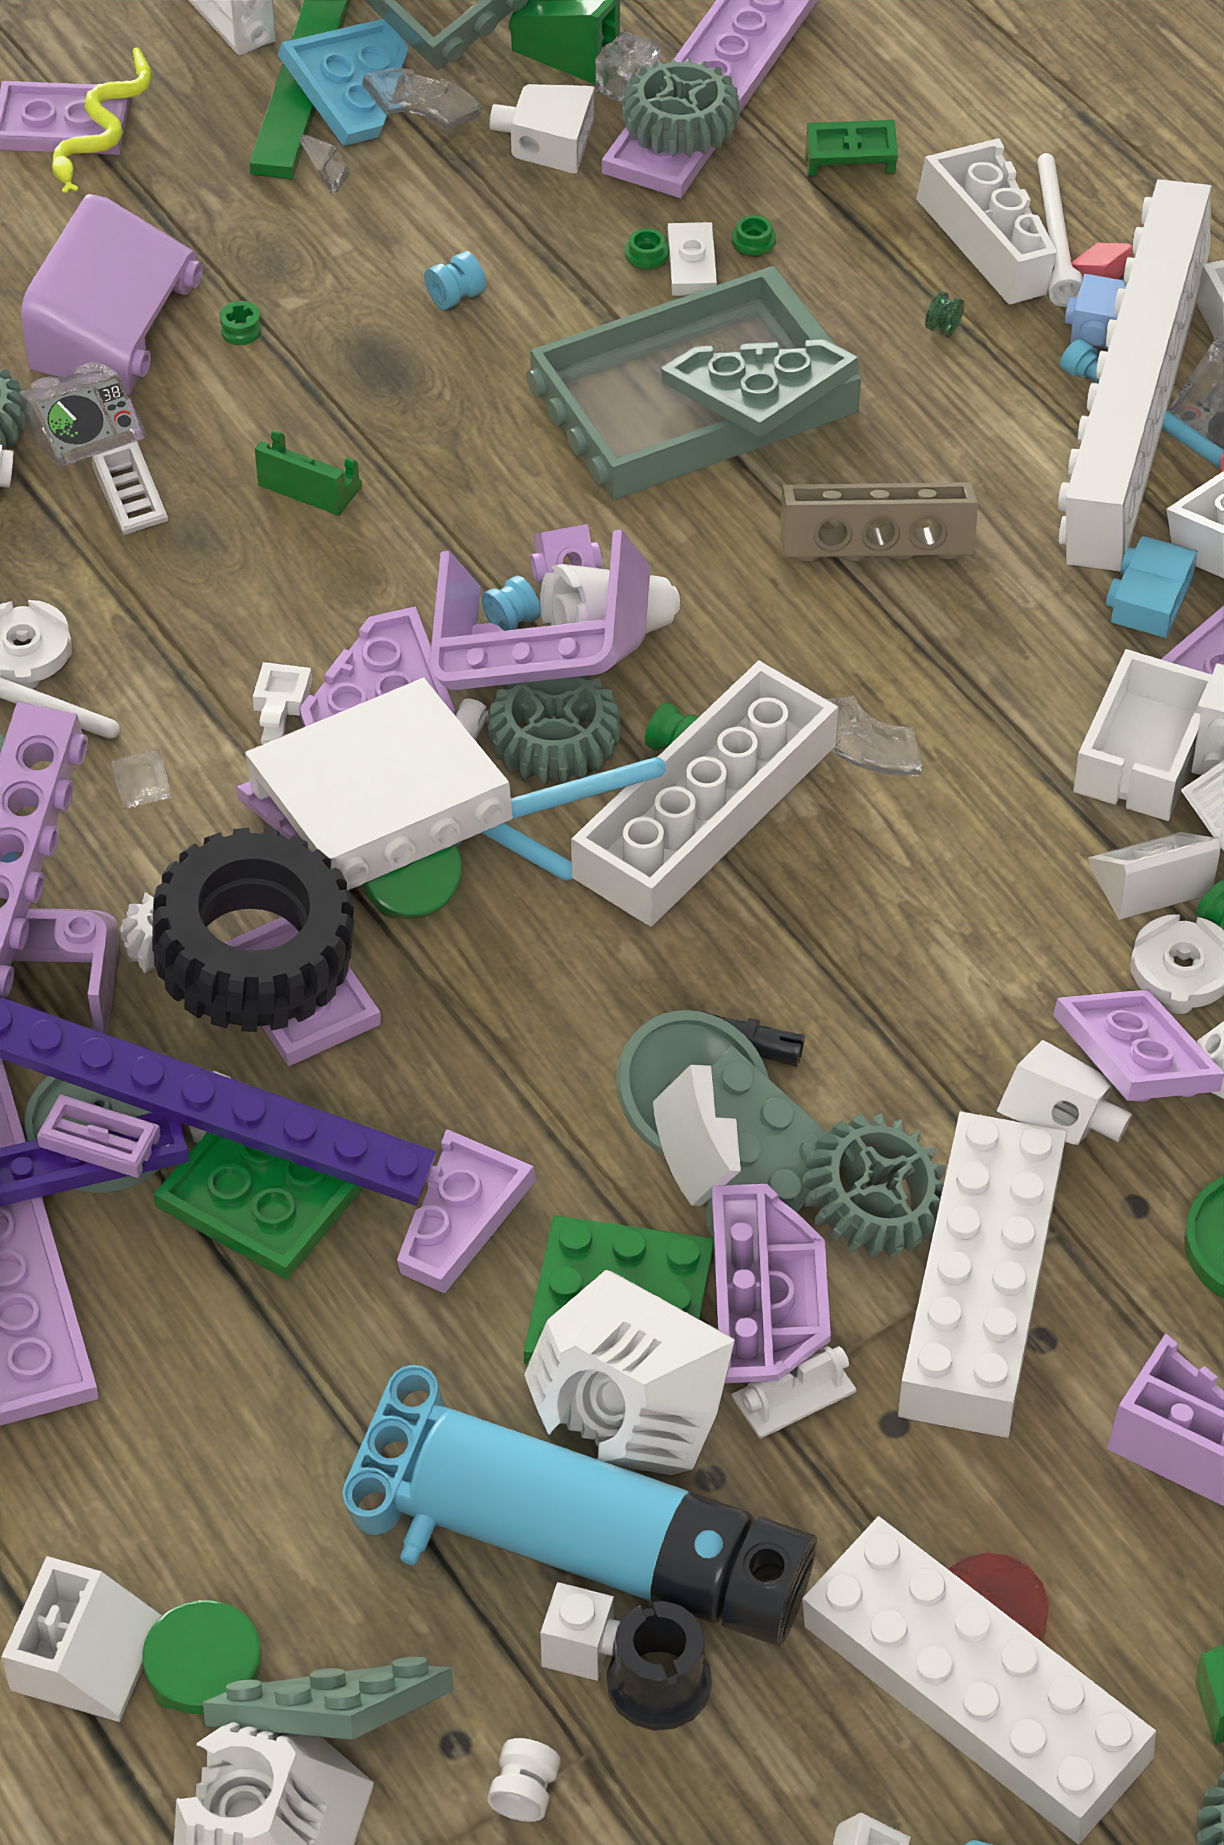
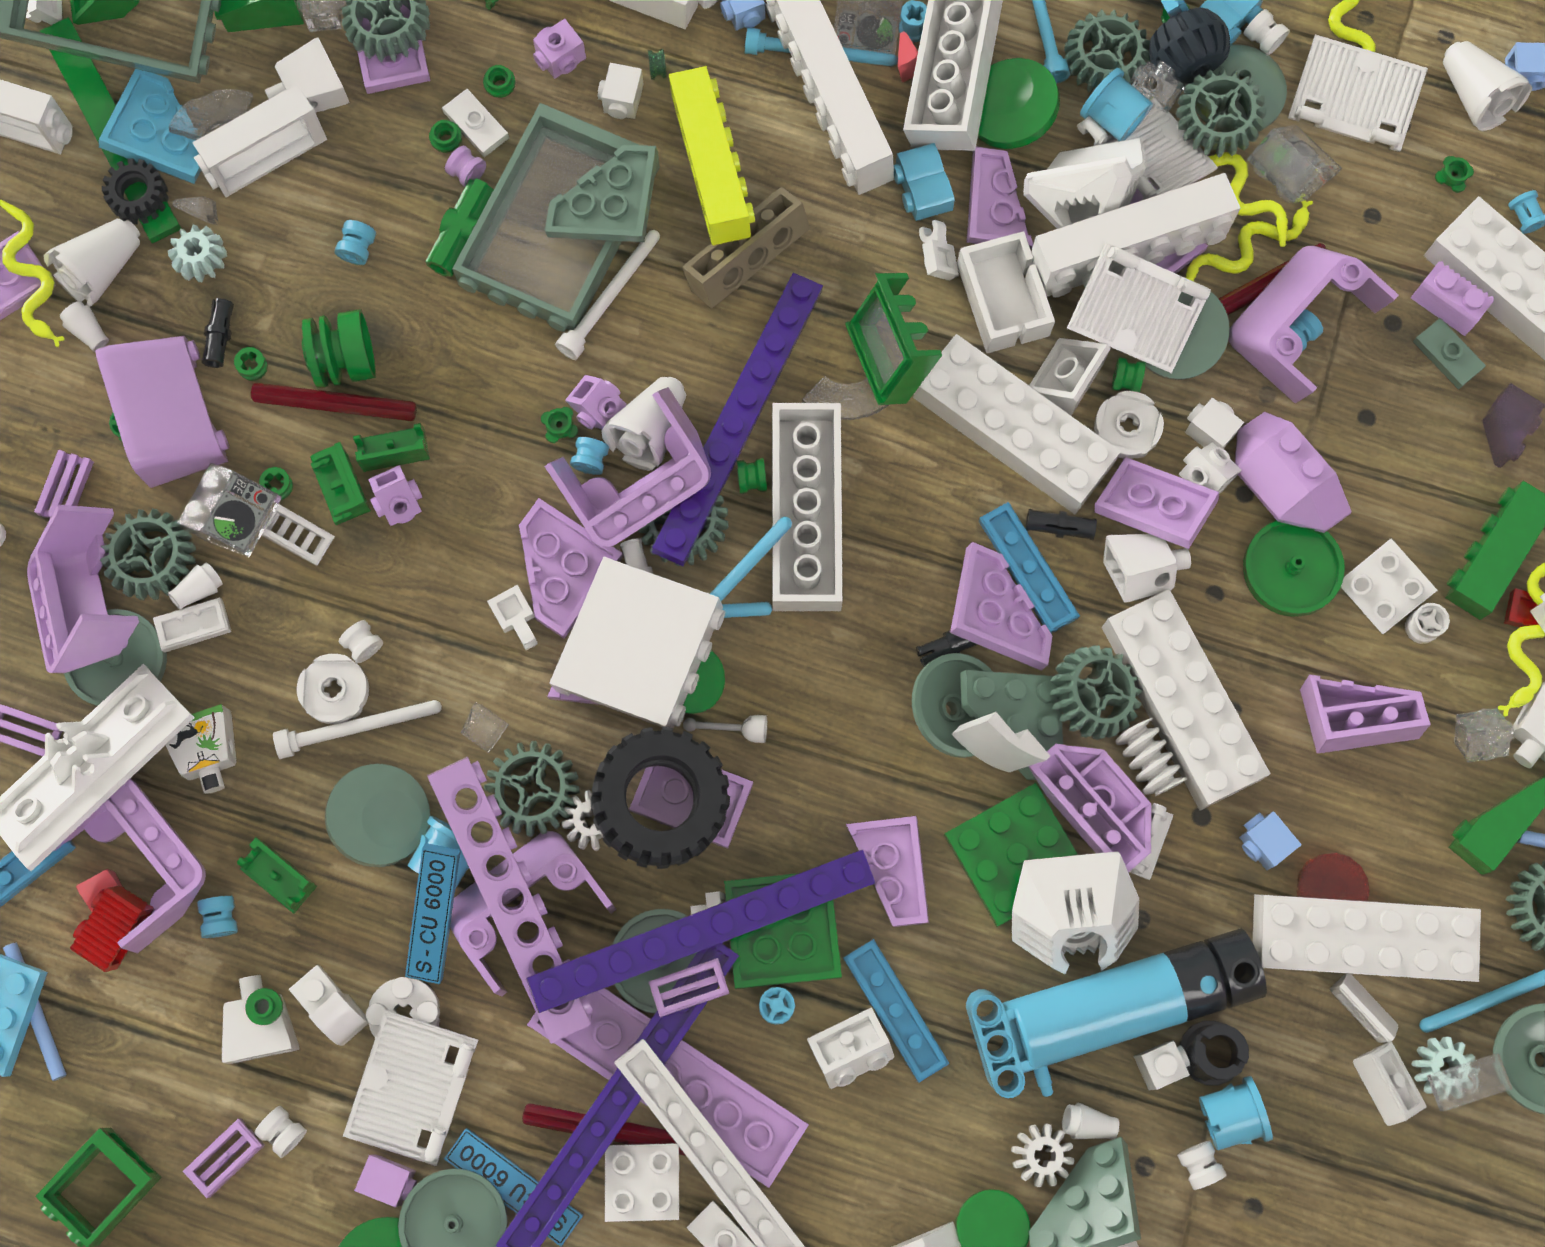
camera: 40 degrees left, 25 degrees up
(94, 617) = (360, 641): none -> white wheel
(110, 181) = (83, 324): none -> white cone
(123, 855) = (536, 774): none -> sand green gear
(162, 446) = (278, 474): none -> green bush
(176, 141) = (93, 259): none -> white cone
(190, 1237) = (779, 1001): none -> medium azure wheel
(222, 473) = (339, 483): none -> green hinge
(223, 1355) = (851, 1048): none -> white bracket
(233, 276) = (217, 333): none -> black pin
(247, 508) = (395, 496): none -> lavender brick
(272, 94) = (128, 175): none -> black tyre
(284, 199) = (192, 243): none -> light aqua gear
(290, 402) = (333, 401): none -> dark red axle
(316, 1359) = (896, 1011): none -> dark azure tile
(337, 1622) = (1048, 1167): none -> white gear
(339, 347) = (340, 348): none -> green wheel
(427, 1632) = (1088, 1123): none -> white cone
(434, 968) = (753, 728): none -> hinge
(437, 164) = (259, 141): none -> white window
(507, 560) = (555, 416): none -> green plate
(570, 321) = (457, 226): none -> green piece
(598, 498) = (572, 342): none -> white piece
(618, 1746) = (1236, 1115): none -> medium azure piece
(639, 283) = (464, 165): none -> lavender wheel
(708, 663) = (740, 416): none -> dark purple plate
(835, 1032) = (998, 611): none -> lavender plate
(844, 238) = (558, 49): none -> lavender brick
(880, 314) = (621, 91): none -> white brick
(880, 1300) = (1149, 758): none -> white piece
(908, 1769) = (1365, 1008): none -> white slope
(915, 409) = (710, 155): none -> neon yellow brick
(920, 1030) = (1029, 567): none -> dark azure tile
(945, 693) = (887, 344): none -> green window
(951, 1493) = (1268, 840): none -> light blue brick
(978, 987) = (1061, 524): none -> black pin
(1038, 870) = (1016, 424): none -> white brick
(1101, 657) = (938, 255): none -> white plate

